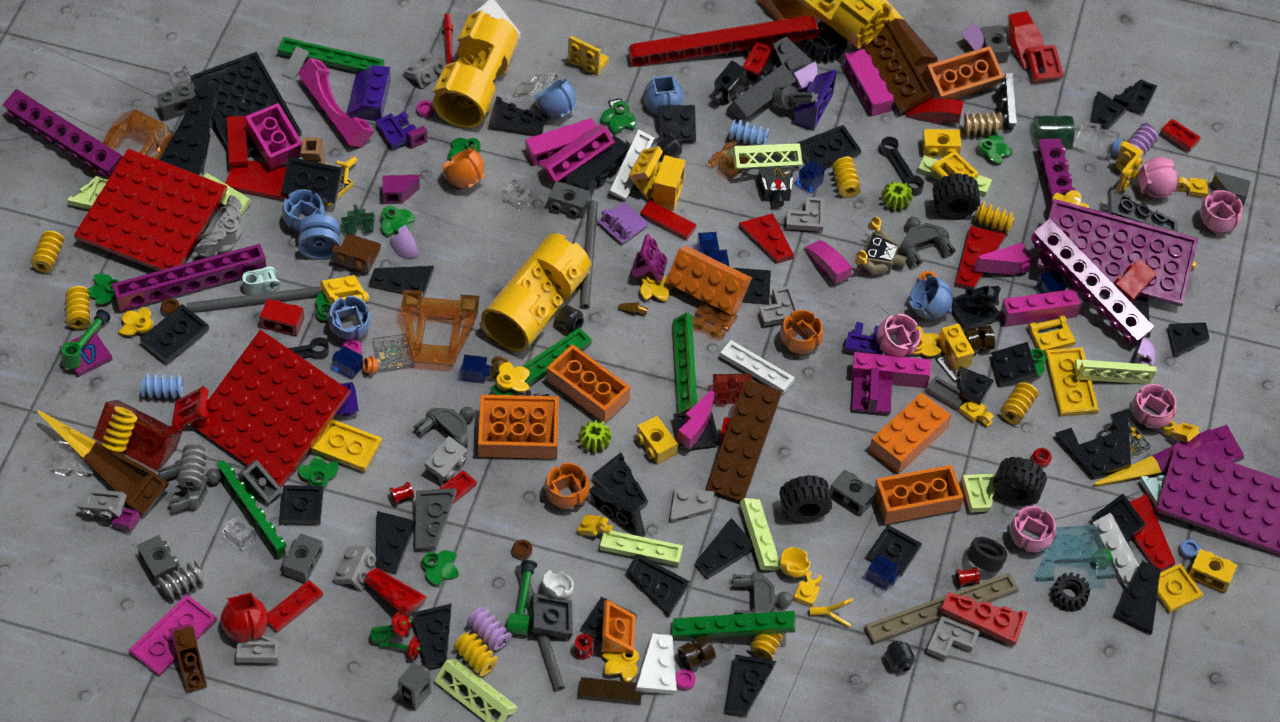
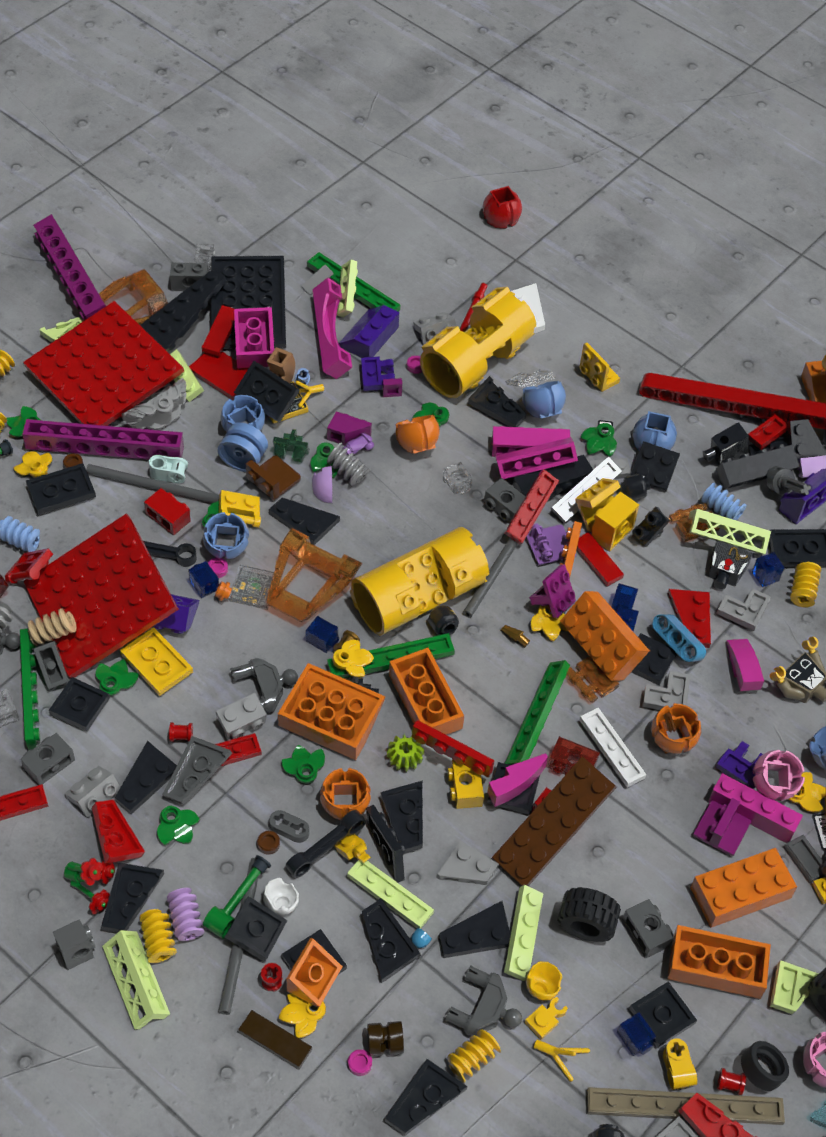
camera: 25 degrees right, 0 degrees up
(244, 450) = (52, 627): none -> tan piece
(330, 60) = (348, 288): none -> yellowish green plate
(338, 155) = (305, 377): none -> medium blue pin
(417, 218) = (347, 465): none -> light grey piece
(419, 193) = (358, 443): none -> medium lavender arm
(515, 476) = (303, 762): none -> green plate
(532, 530) = (290, 825): none -> dark grey beam
(559, 551) = (302, 861): none -> black piece
(594, 196) = (531, 506): none -> red tile
(635, 415) = (452, 748): none -> red plate
(643, 221) = (569, 550): none -> orange plate
(658, 667) = (338, 1035): white wing -> none
(683, 570) = (420, 938): none -> dark azure hinge
(700, 176) = (651, 526): none -> black hips
(734, 625) = (441, 1025): green plate -> none
(776, 259) = (687, 641): none -> dark azure beam
(924, 581) = (679, 1068): none -> yellow piece

